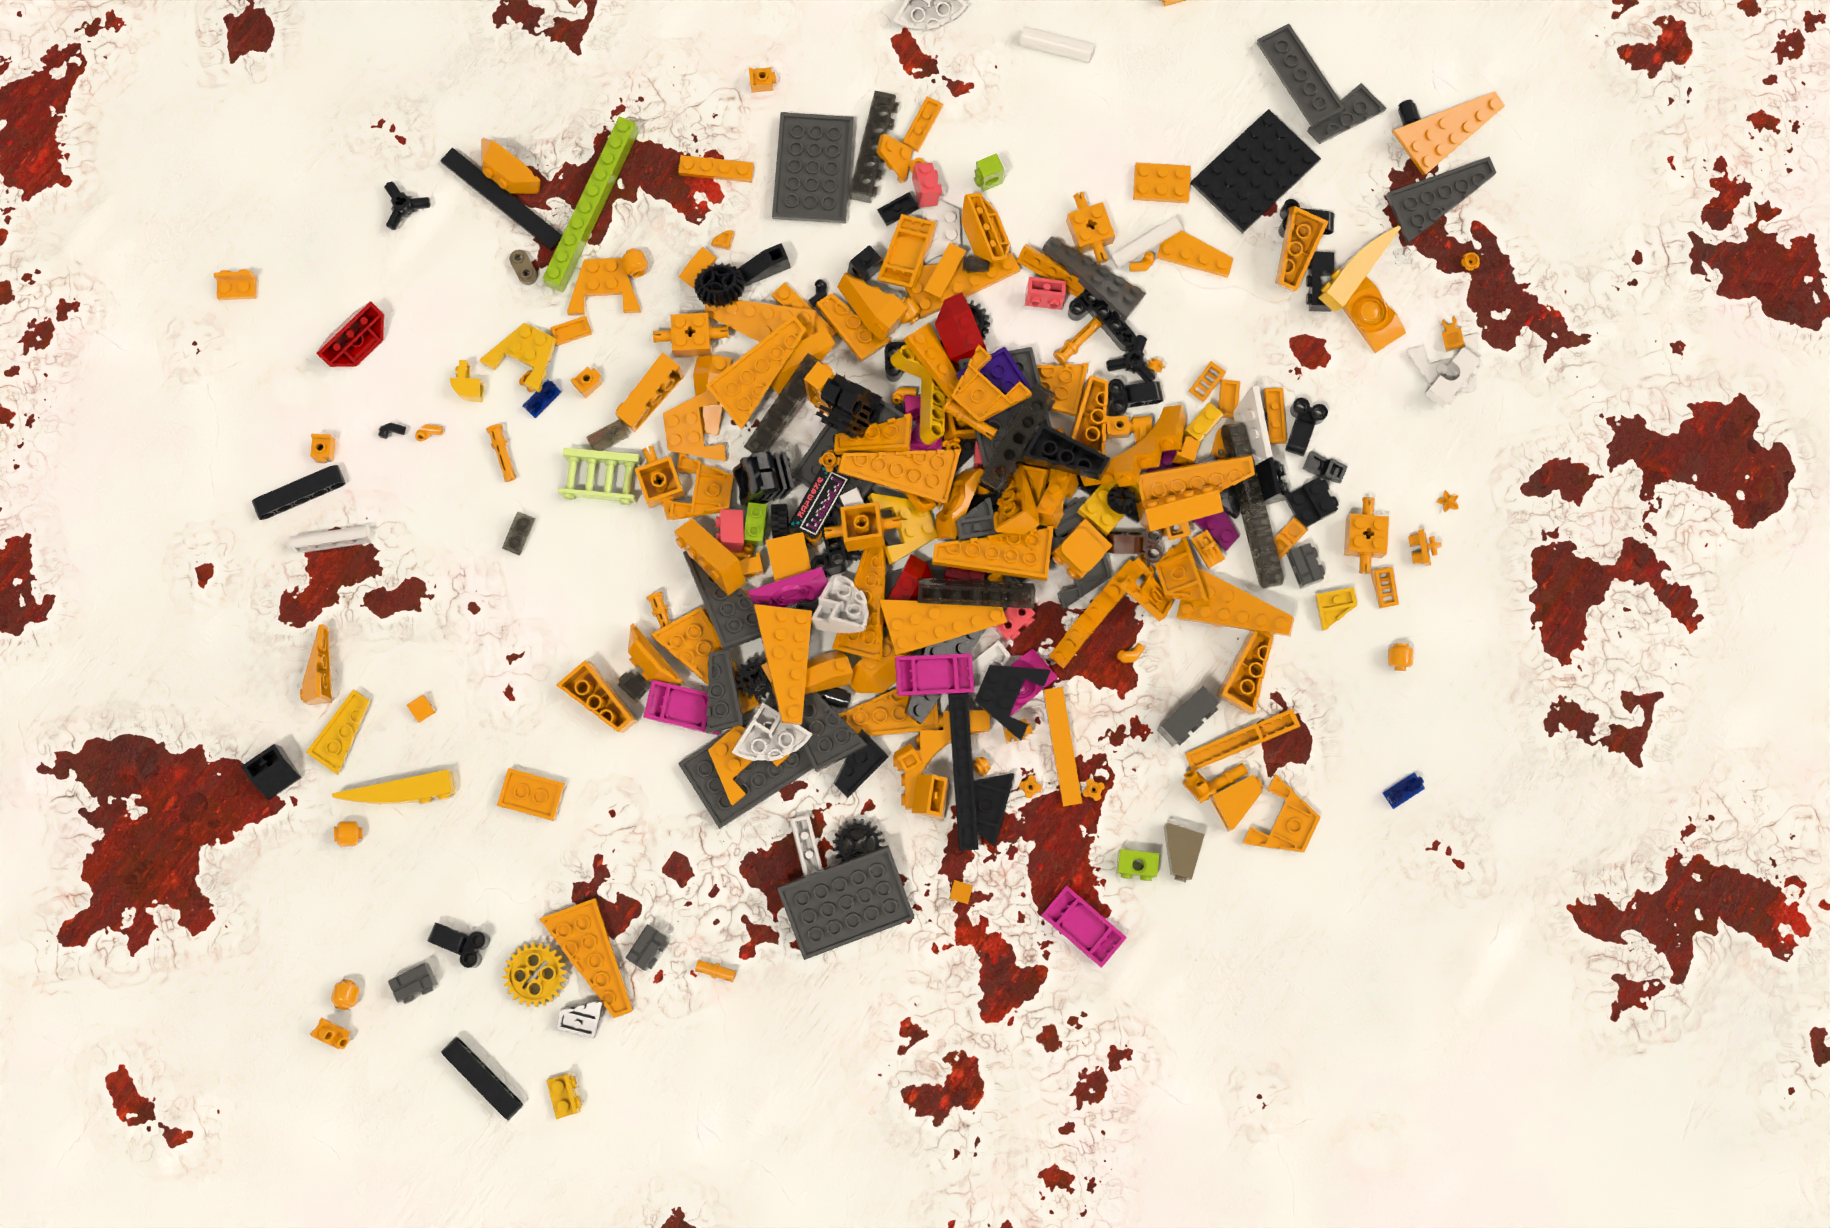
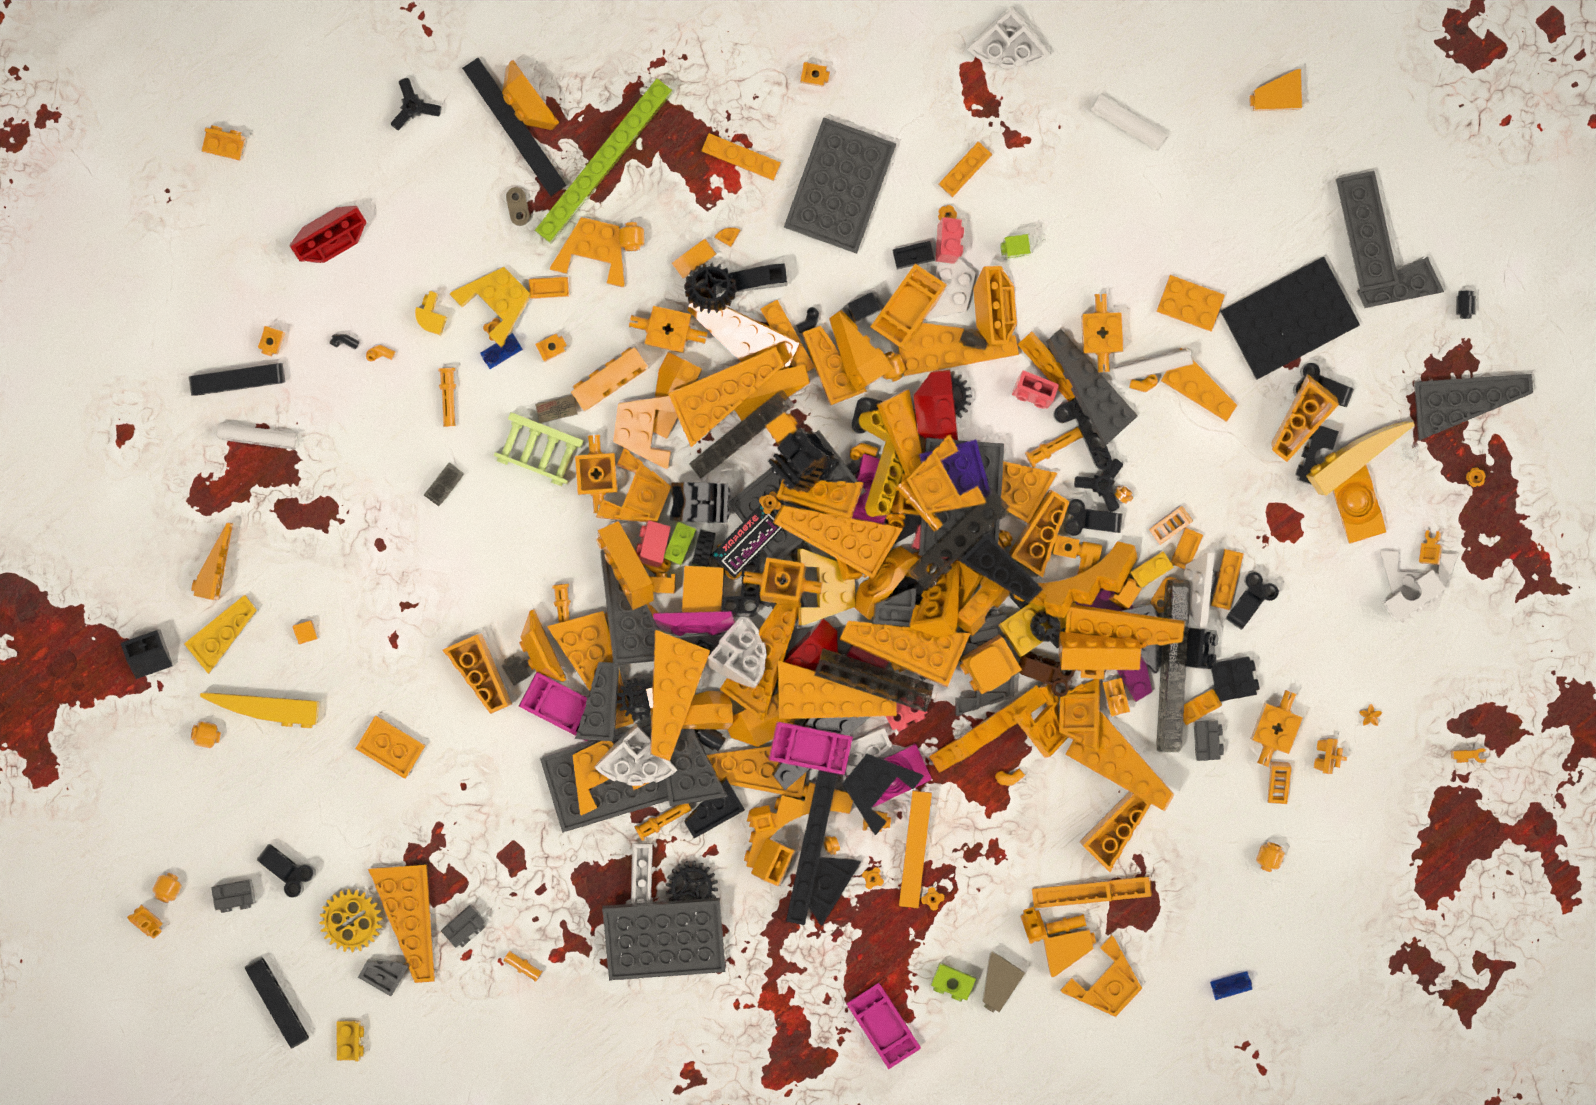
camera: 15 degrees right, 10 degrees up
(803, 794) = (654, 824): none -> light orange pin
(852, 498) = (781, 550): white tile -> none
(880, 103) = (927, 135): clear smoke brick -> none
(895, 154) = (927, 199): light orange wing -> none
(945, 271) = (941, 337): light orange tile -> none
(961, 892) = (776, 959): light orange slope -> none
(1189, 717) = (1045, 857): dark grey brick -> none
(1325, 468) = (1259, 646): black slope -> none
(1334, 605) = (1223, 787): yellow wing -> none
(1438, 135) = (1492, 334): light orange wing -> none
(1548, 511) = (1463, 755): none -> light orange plate

